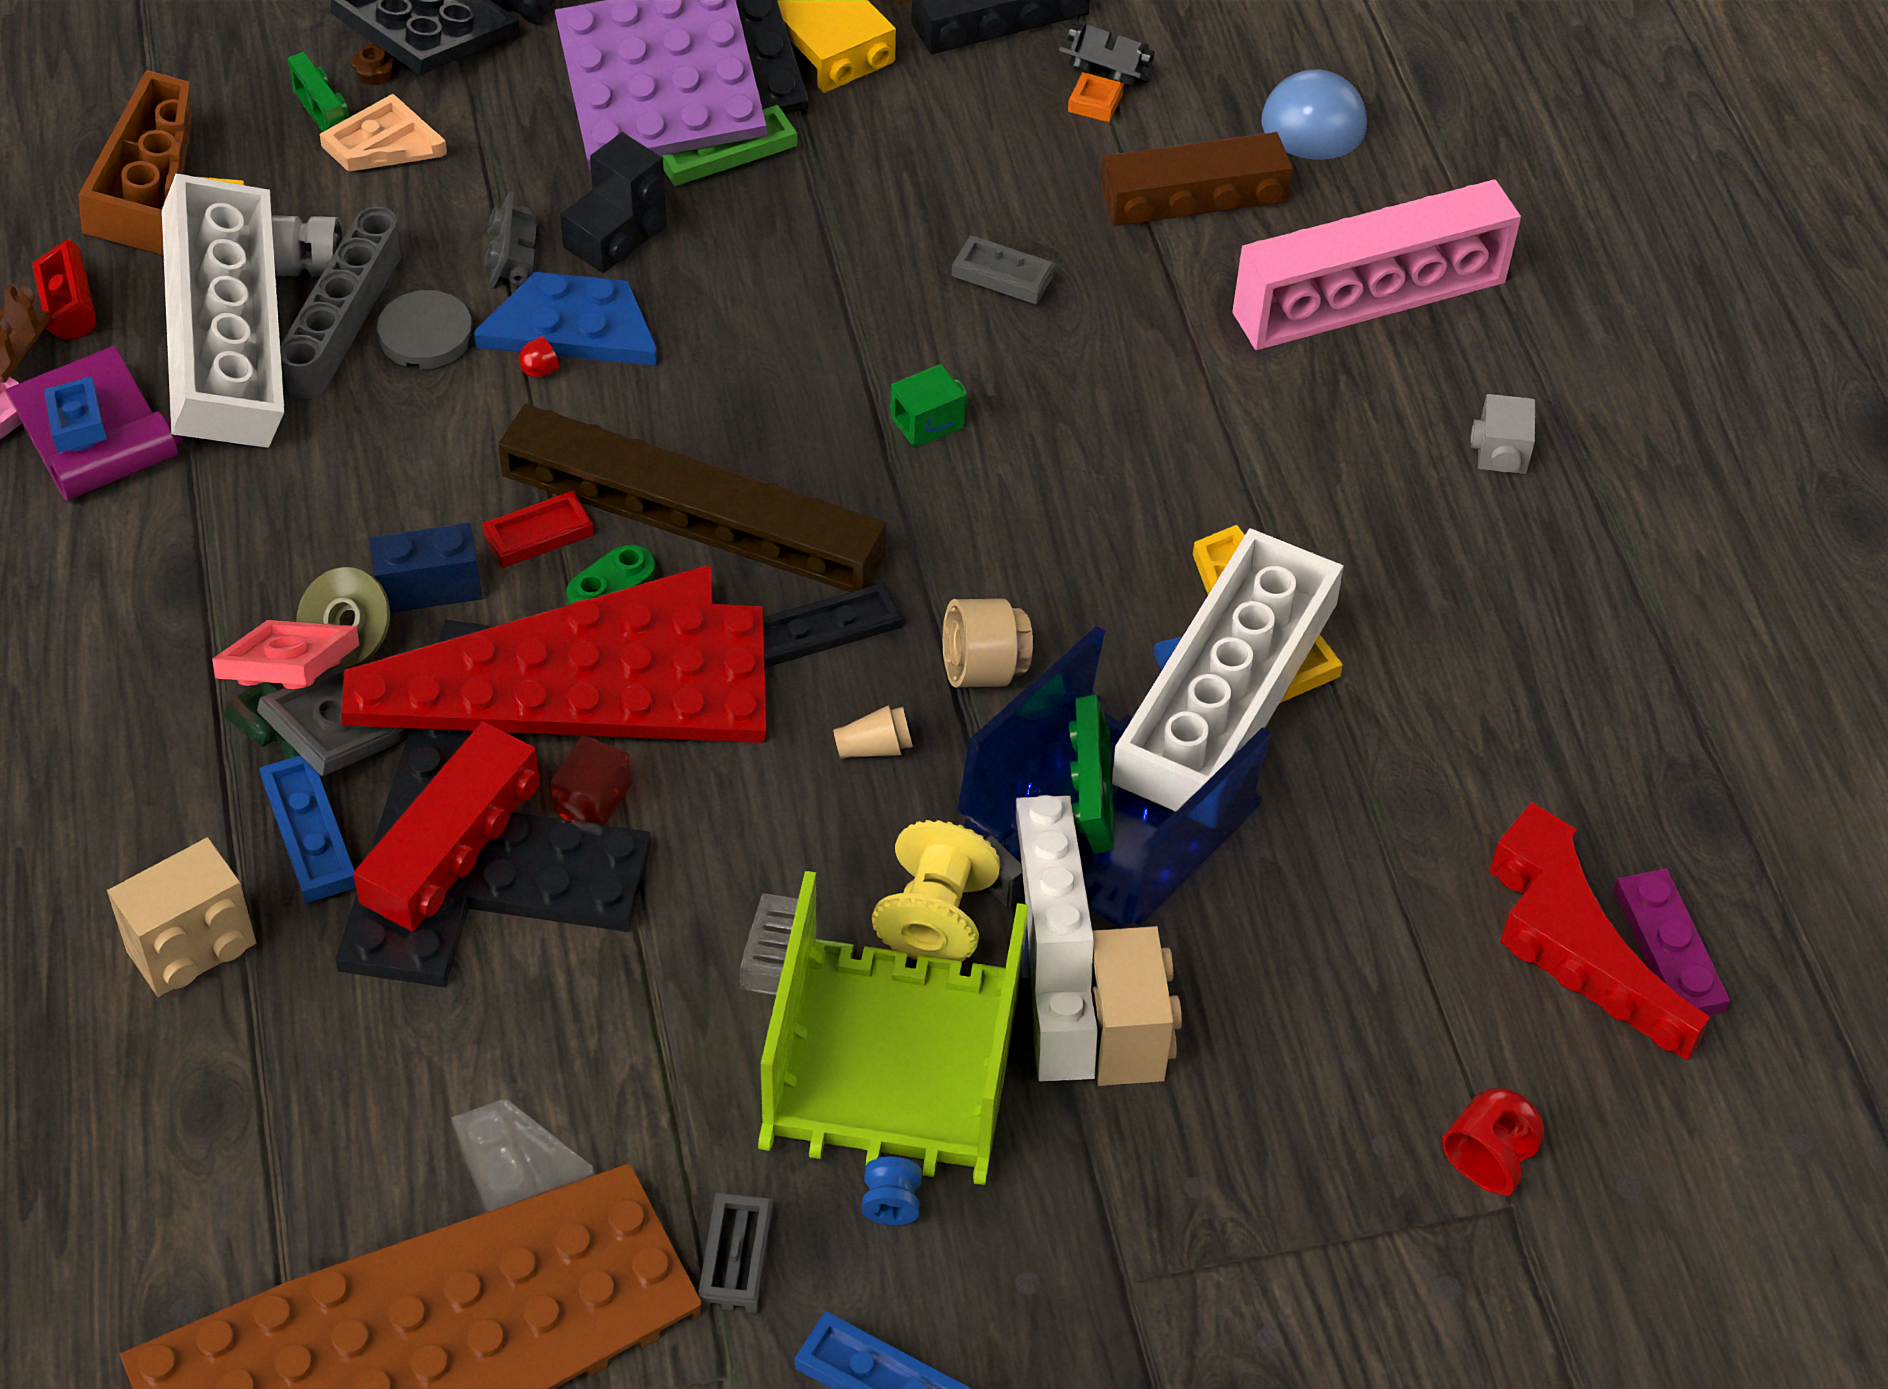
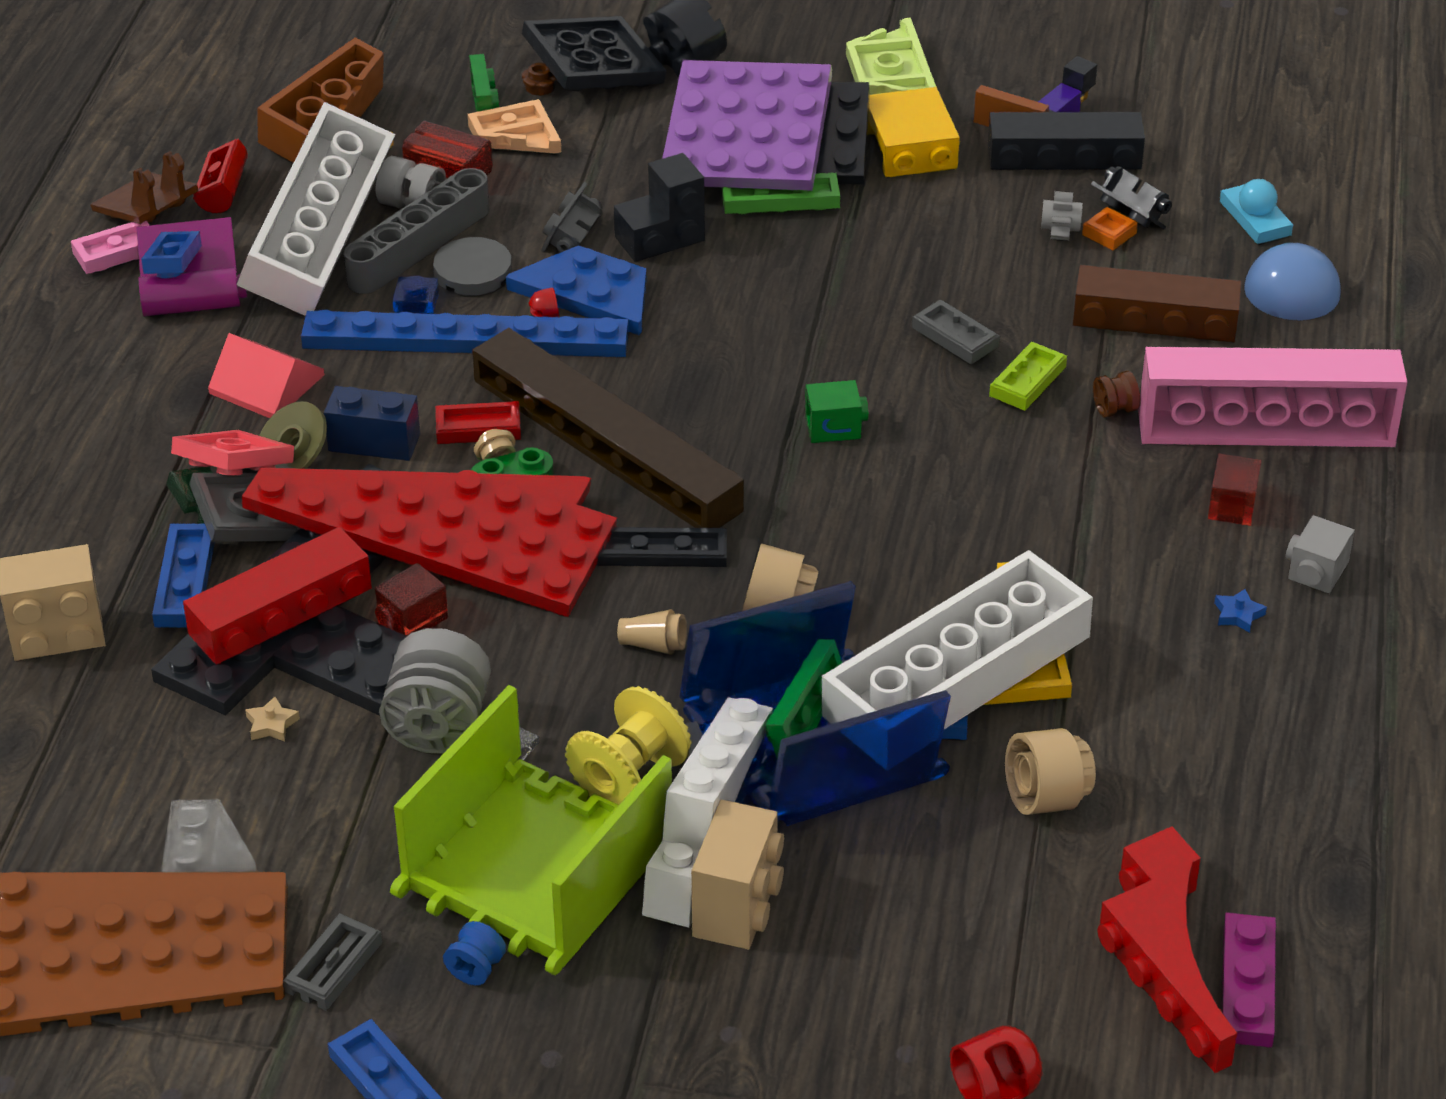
camera: 25 degrees right, 10 degrees down
(257, 543) = (260, 376): none -> coral slope
(323, 189) = (448, 149): none -> clear red brick
(379, 385) = (416, 295): none -> clear blue plate
(456, 420) = (461, 332): none -> blue plate
(503, 977) = (271, 720): none -> tan piece
(578, 555) = (494, 444): none -> tan plate
(690, 889) = (434, 689): none -> light grey wheel
(1045, 96) = (1061, 215): none -> light grey gear
(1106, 303) = (1028, 376): none -> lime plate
(1209, 301) = (1116, 394): none -> reddish brown wheel
(1236, 36) = (1256, 210): none -> medium azure tile
(1370, 768) = (1048, 770): none -> tan piece
(1384, 382) = (1234, 489): none -> clear red brick
(1451, 521) = (1239, 610): none -> blue piece

